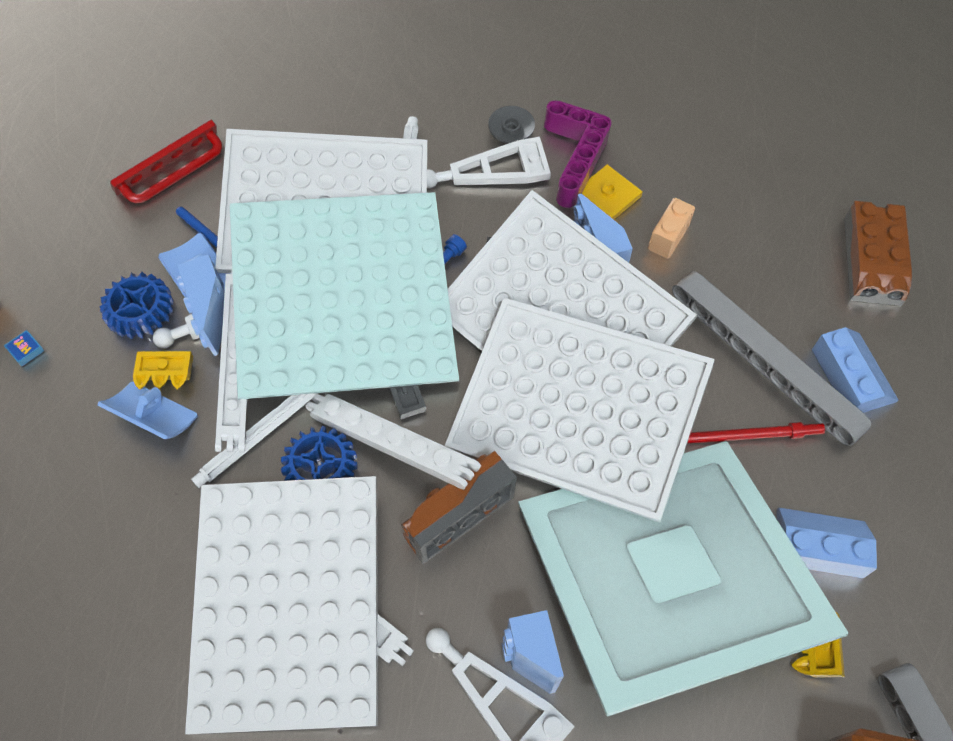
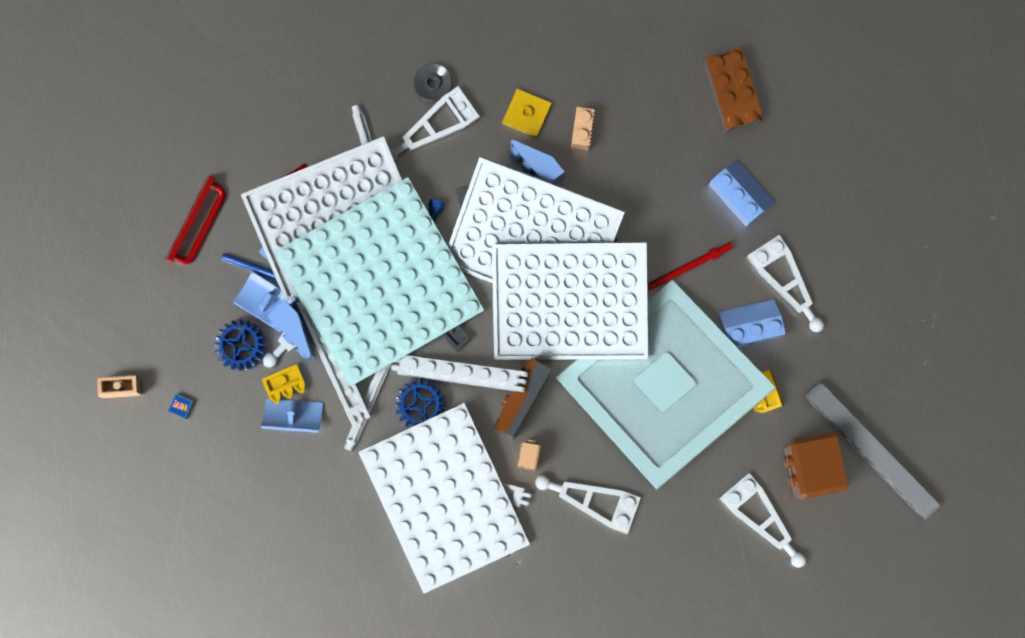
camera: 20 degrees left, 20 degrees up
(433, 589) = (529, 455): none -> light nougat brick
(533, 650) = (602, 468): light blue slope -> none
(592, 133) = (497, 87): magenta beam -> none
(772, 359) = (680, 205): light grey beam -> none
(884, 458) = (768, 254): none -> white plate

